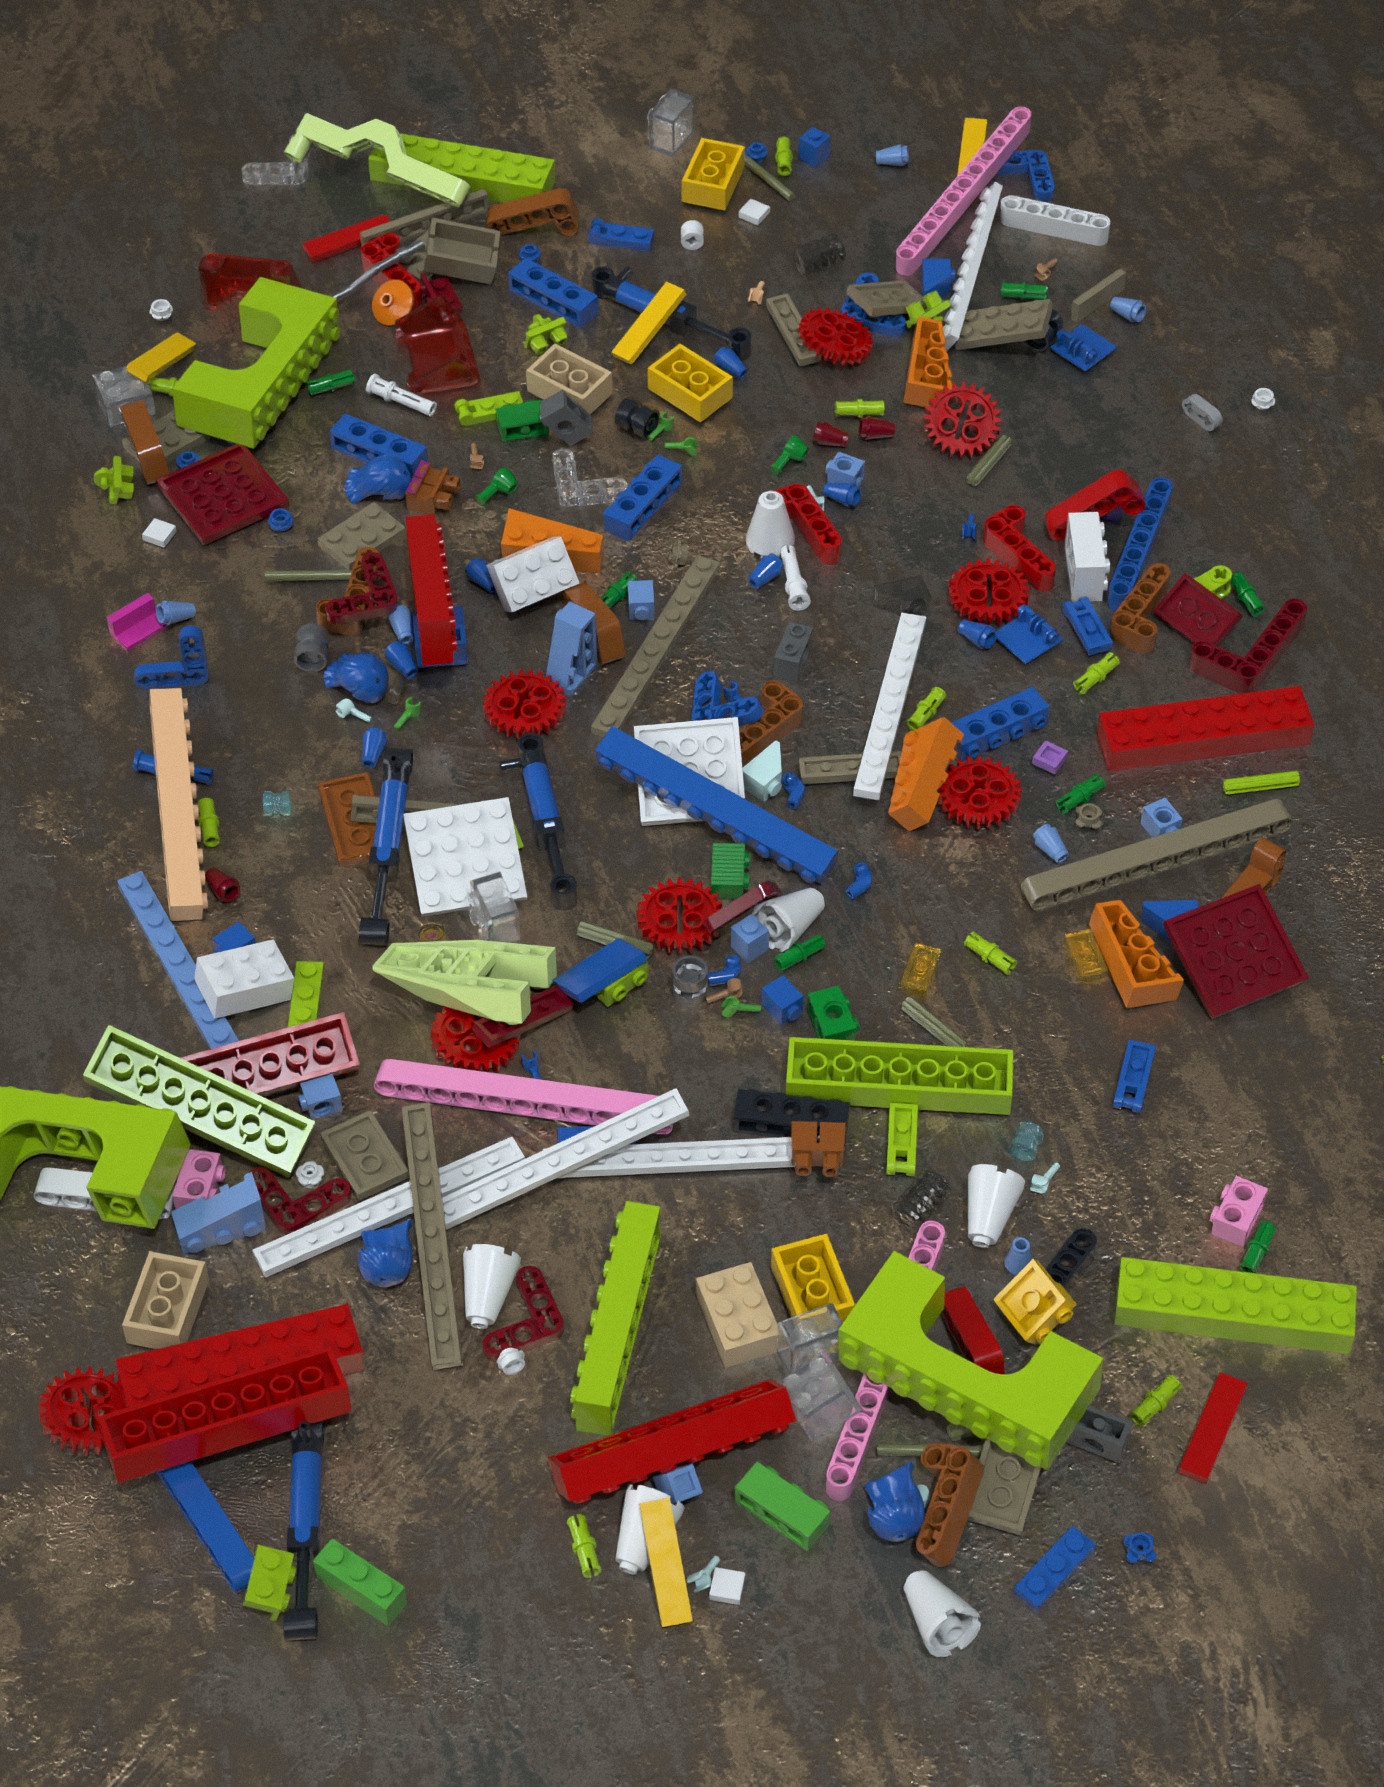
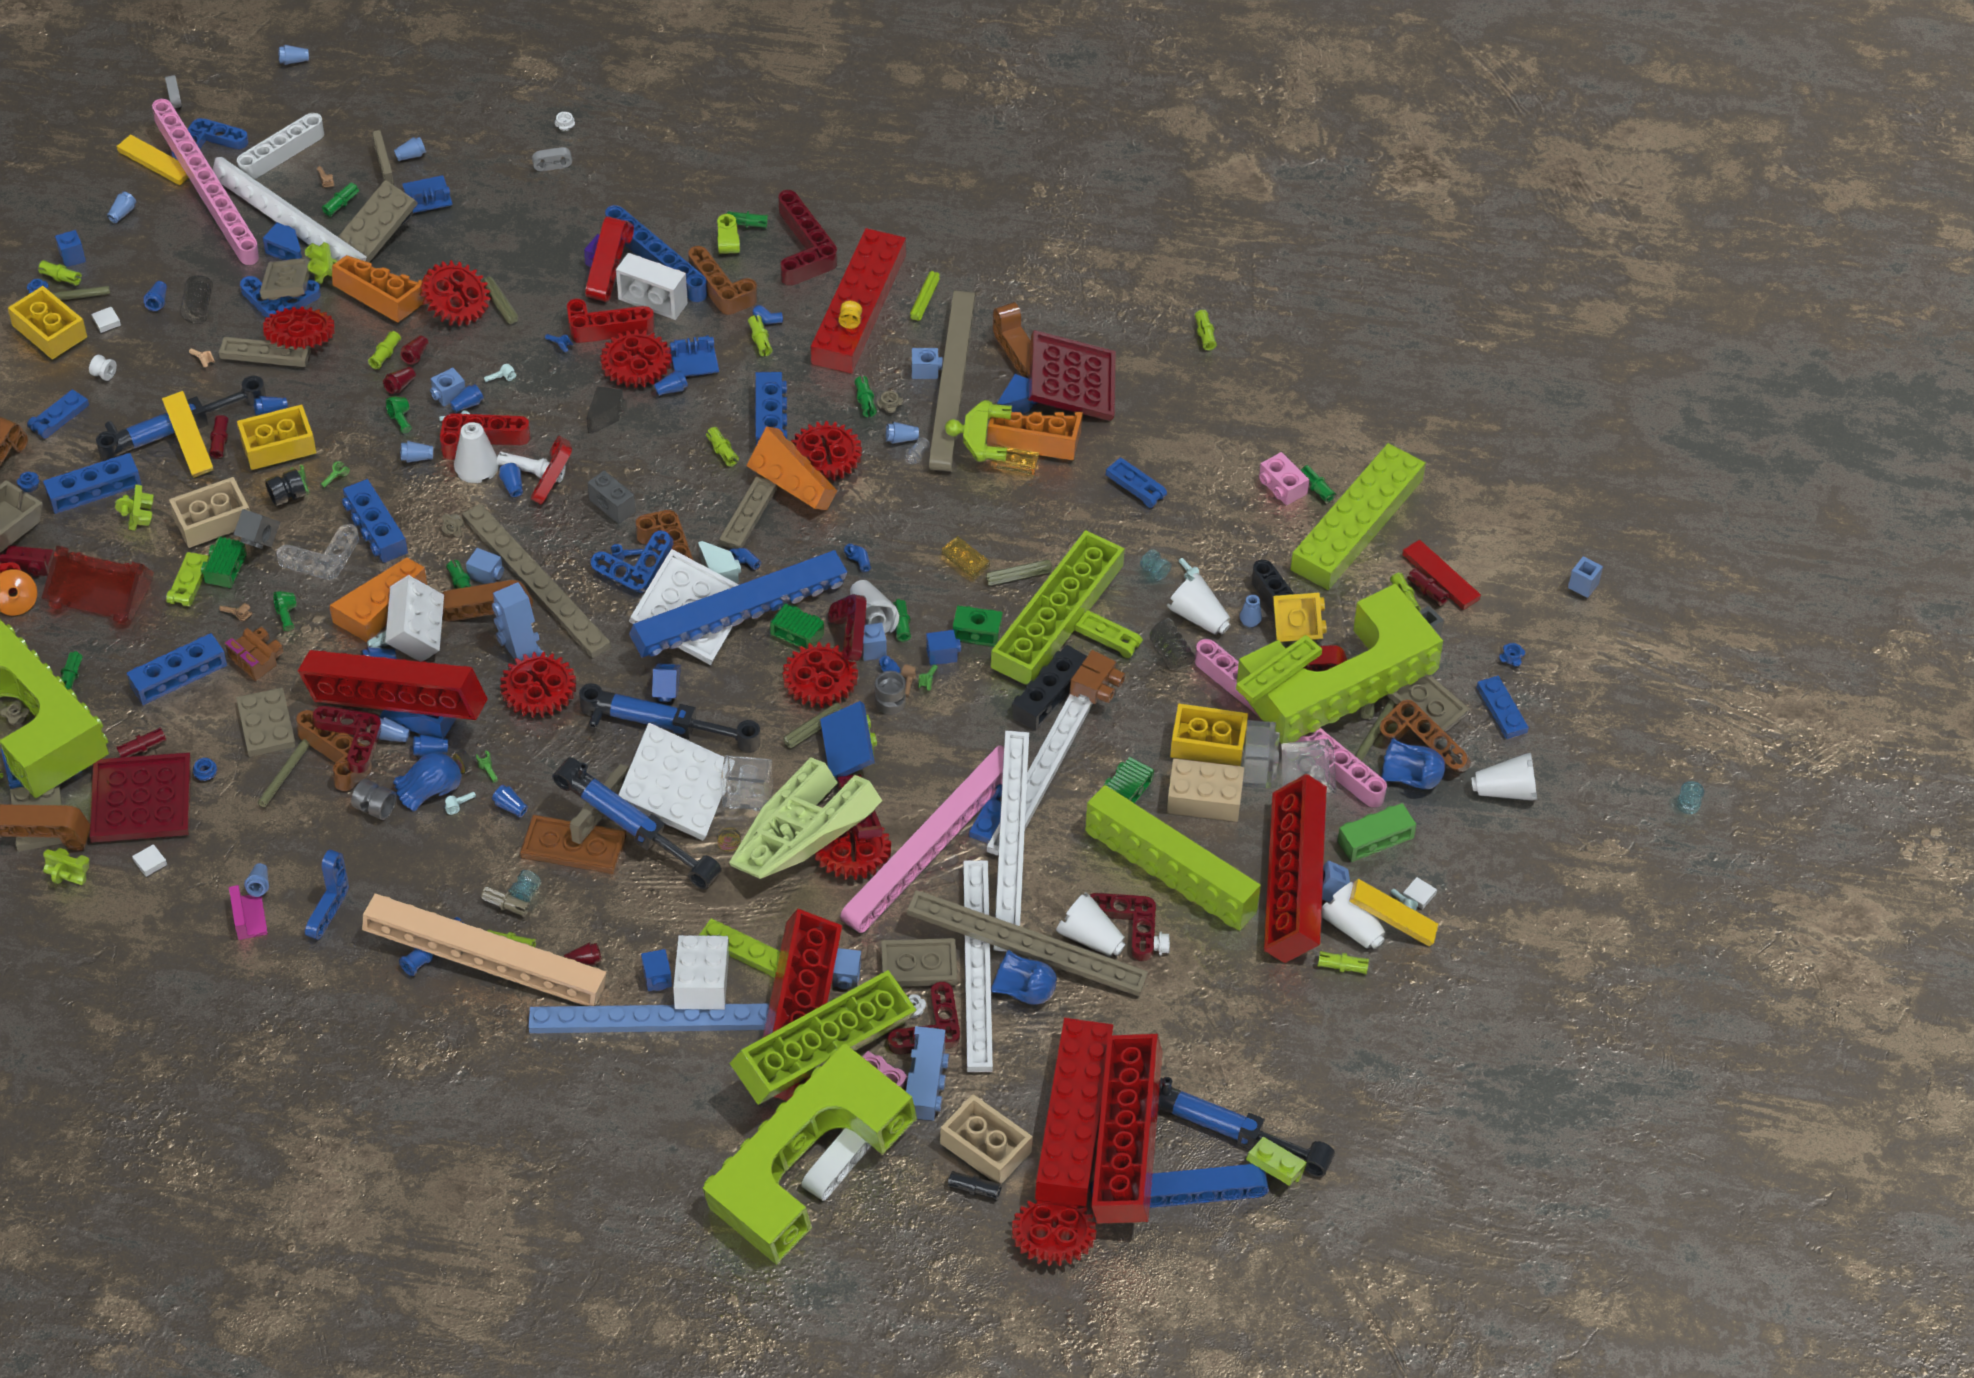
camera: 65 degrees left, 0 degrees up
(113, 1319) = (975, 1185): none -> black pin
(187, 458) = (83, 802): blue plate -> none
(253, 798) = (505, 901): none -> dark tan axle
(282, 465) = (141, 743): none -> dark red pin
(360, 1582) = (1304, 1107): bright green brick -> none
(380, 476) = (215, 682): blue piece -> none
(391, 392) = (117, 636): white pin -> none
(531, 1065) = (897, 826): blue hand -> none
(592, 796) = (666, 681): none -> slope
(656, 352) = (219, 436): none -> dark red pin
(704, 1240) = (1131, 779): none -> green brick
(747, 485) = (414, 452): none -> medium blue cone
(795, 585) = (559, 453): none -> red beam
(804, 228) = (156, 296): none -> blue cone
(889, 707) = (707, 463): white plate -> none
(895, 1291) = (1278, 669): none -> lime plate
(899, 507) = (506, 371): none -> light aqua hand
(990, 953) = (975, 512): lime pin -> none
(1032, 867) = (914, 454): none -> clear pin
(1050, 757) = (820, 397): medium lavender plate -> none
(1062, 120) = (173, 91): none -> light grey beam
(1080, 899) = (975, 430): none -> lime connector
(1087, 625) = (709, 319): blue plate -> none
(1126, 667) = (767, 317): none -> blue arm
(1155, 720) = (850, 314): none -> yellow wheel
(1179, 173) = (292, 54): none -> medium blue cone
(1181, 1419) = (1428, 587): none -> dark red pin
(1197, 612) = (749, 252): dark red tile -> none
(1304, 1576) = (1585, 577): none -> medium blue brick

